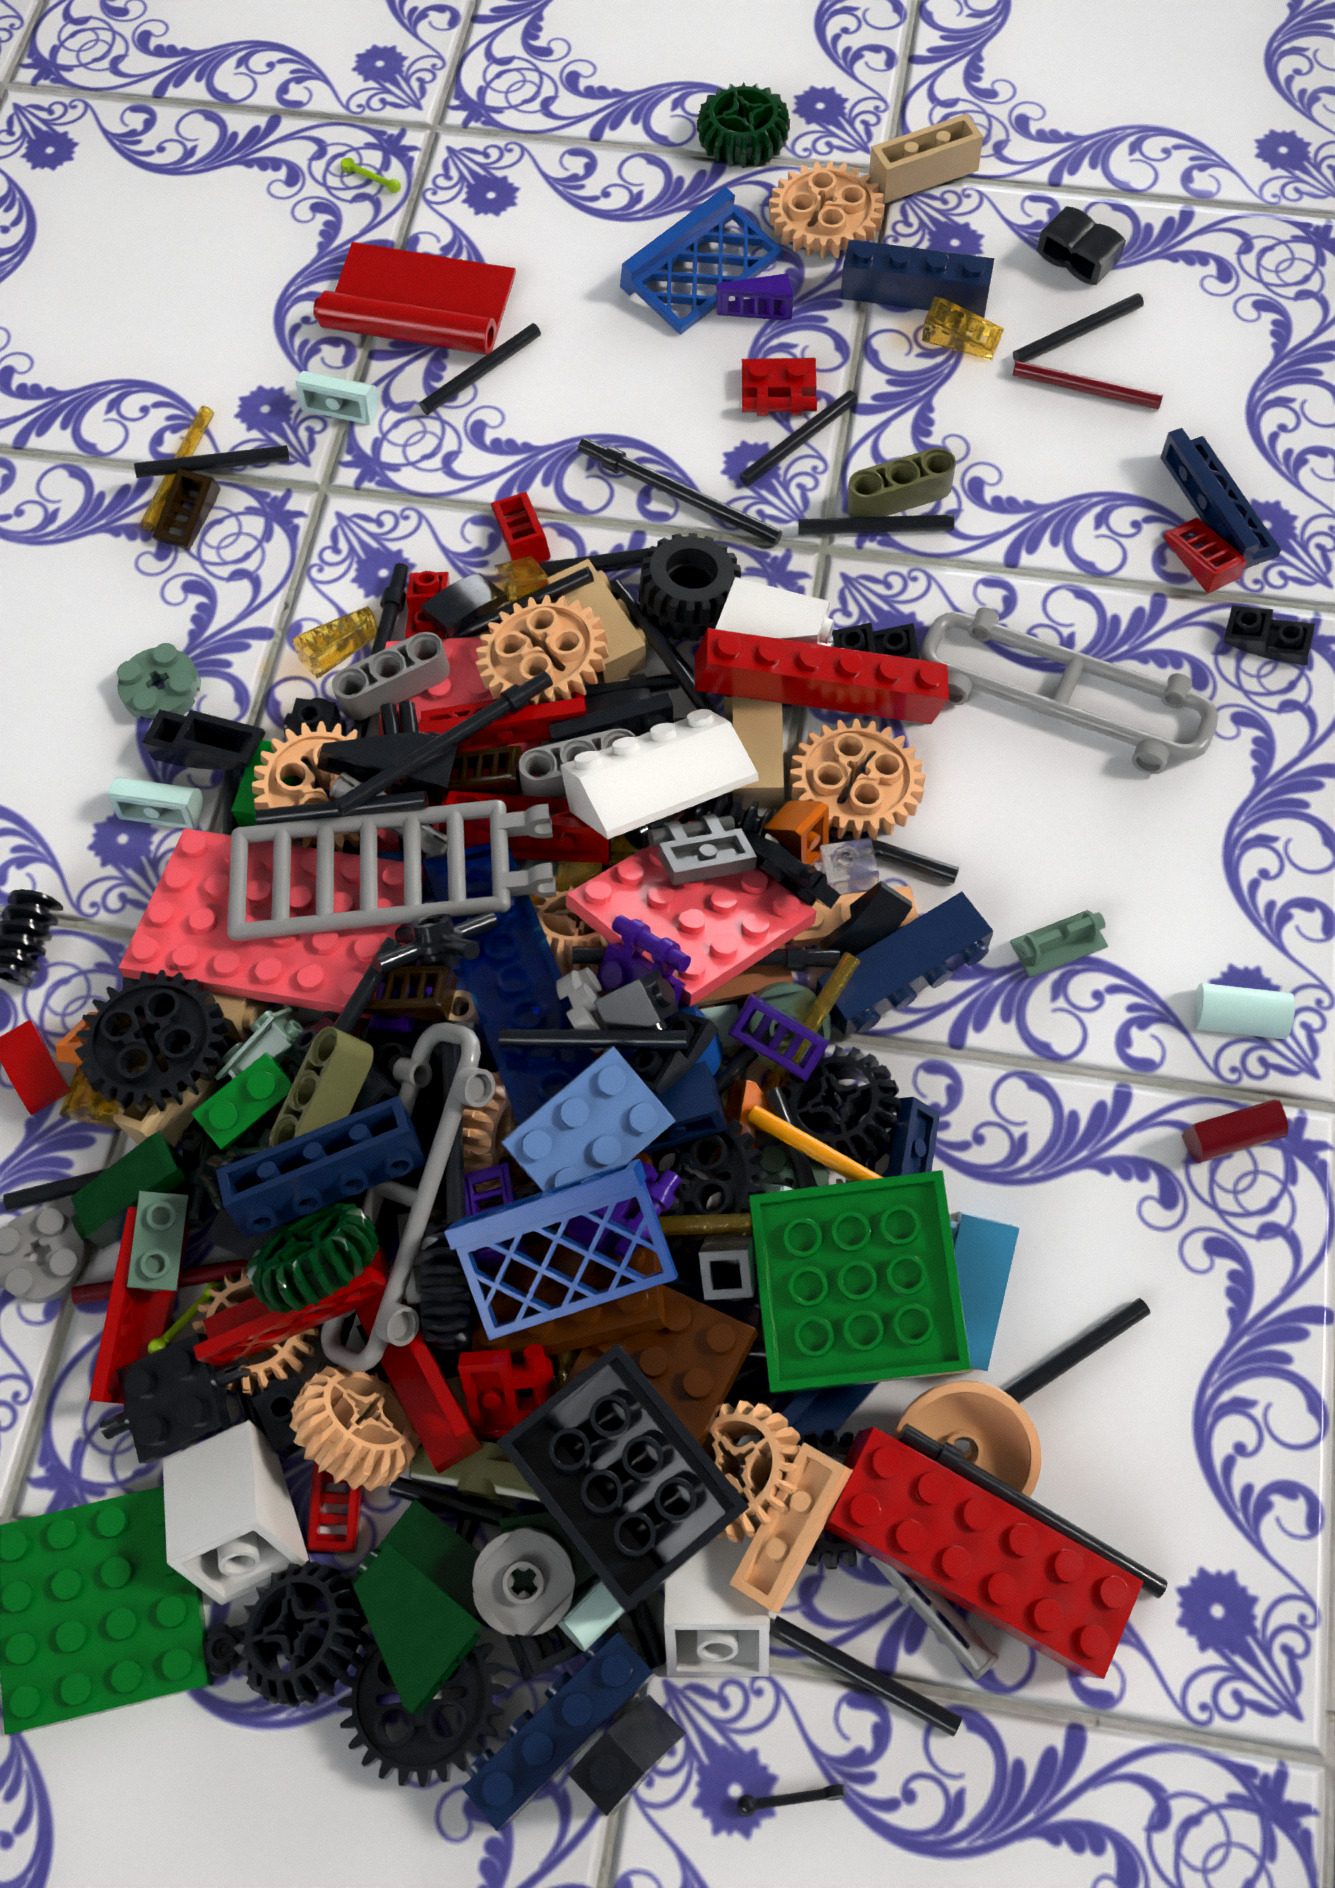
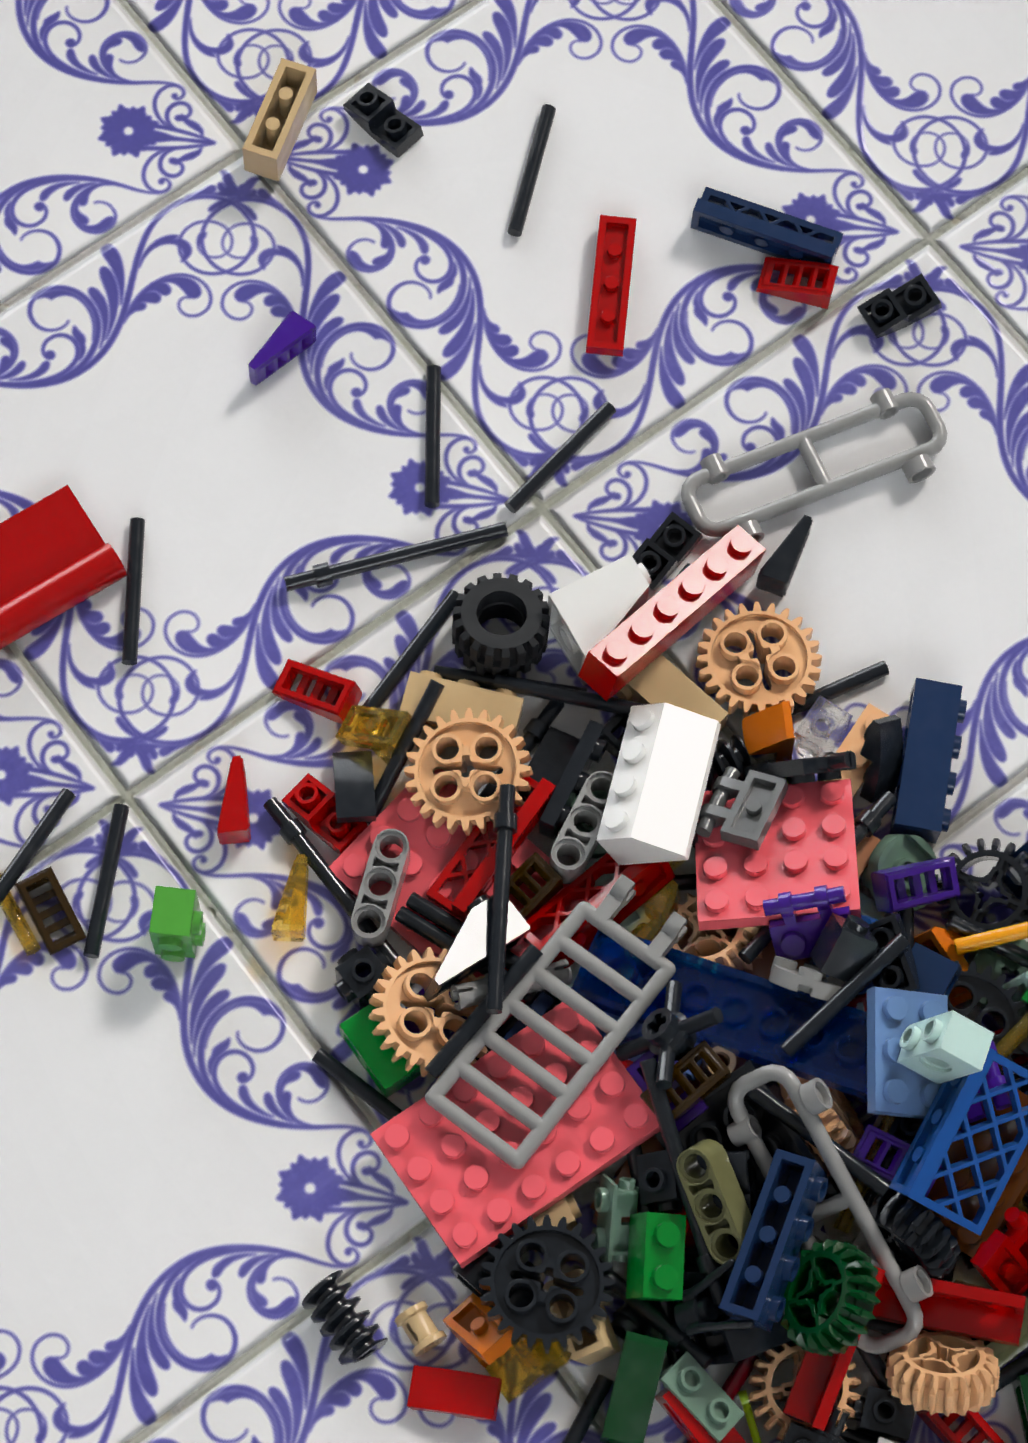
camera: 55 degrees left, 5 degrees up
(63, 998) = (420, 1328): none -> tan bush
(152, 665) = (211, 1075): sand green plate -> none
(156, 803) = (311, 1138): light aqua brick -> none
(202, 741) = (300, 1062): black slope -> none
(236, 577) = (176, 923): none -> bright green brick
(242, 525) = (106, 881): none -> black bar
(337, 397) = (57, 714): light aqua brick -> none
(376, 546) = (234, 814): none -> red slope
(602, 1138) = (945, 1047): none -> light aqua brick
(675, 245) = (171, 361): blue fence -> none
(743, 125) = (104, 215): dark green gear -> none
(779, 385) = (365, 399): red plate -> none
(817, 1014) = (920, 847): clear yellow piece -> none
(826, 208) = (213, 231): light nougat gear -> none
(901, 484) = (550, 395): olive beam -> none
(914, 276) = (381, 229): dark blue brick -> none
(945, 315) = (447, 259): clear yellow slope -> none
(962, 728) = (780, 567): none -> black slope
(1004, 219) = (382, 121): none -> black slope
(1047, 442) = (611, 286): none -> red plate
(1060, 942) = (995, 652): sand green hinge -> none
(1081, 245) = (466, 98): black brick -> none
(1087, 385) = (585, 212): dark red bar -> none

